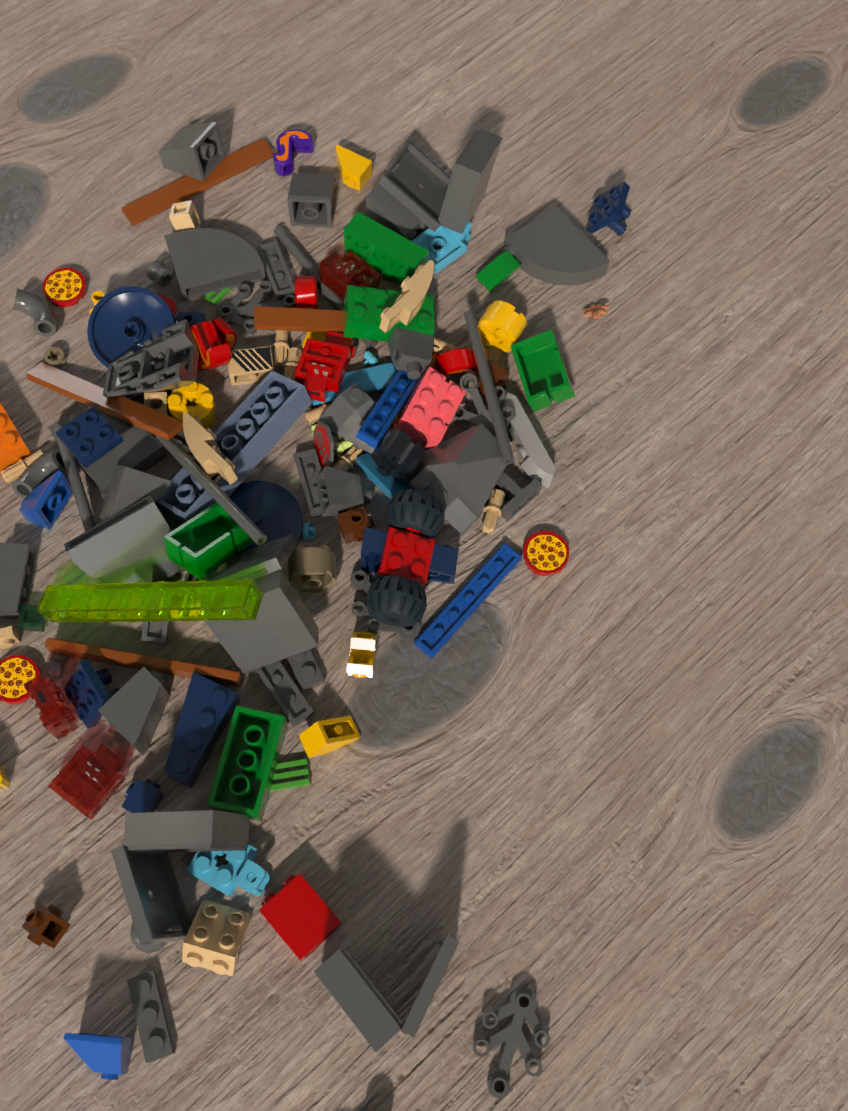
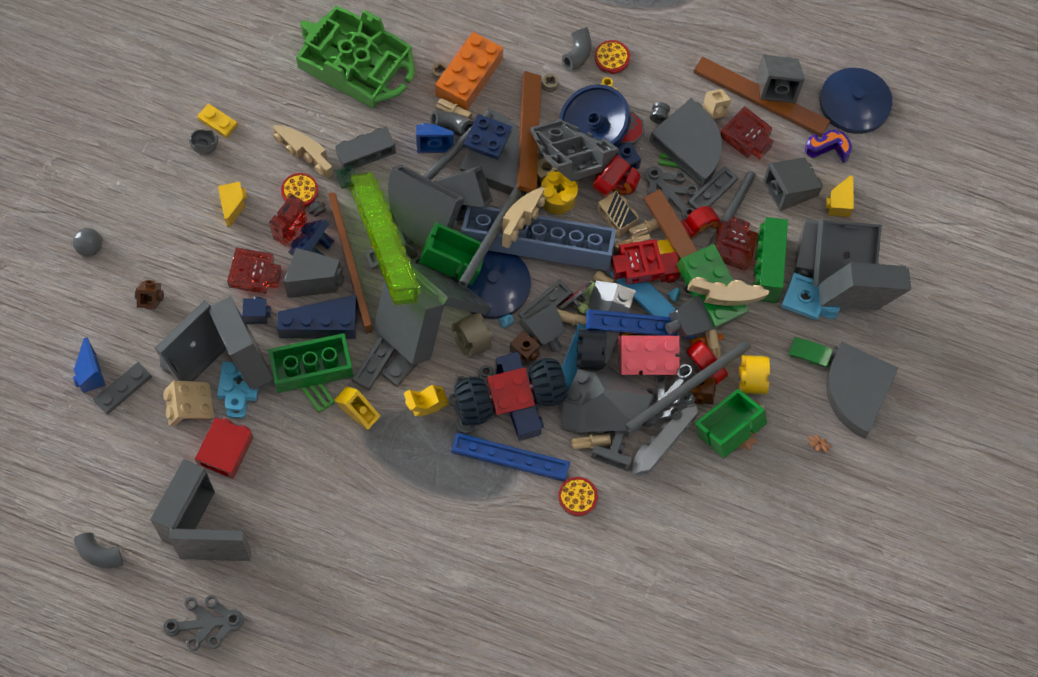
camera: 65 degrees right, 0 degrees up
(234, 208) = (748, 134): none -> clear red piece
(254, 109) = (856, 100): none -> dark blue dish
(609, 209) = (927, 409): dark blue plate -> none

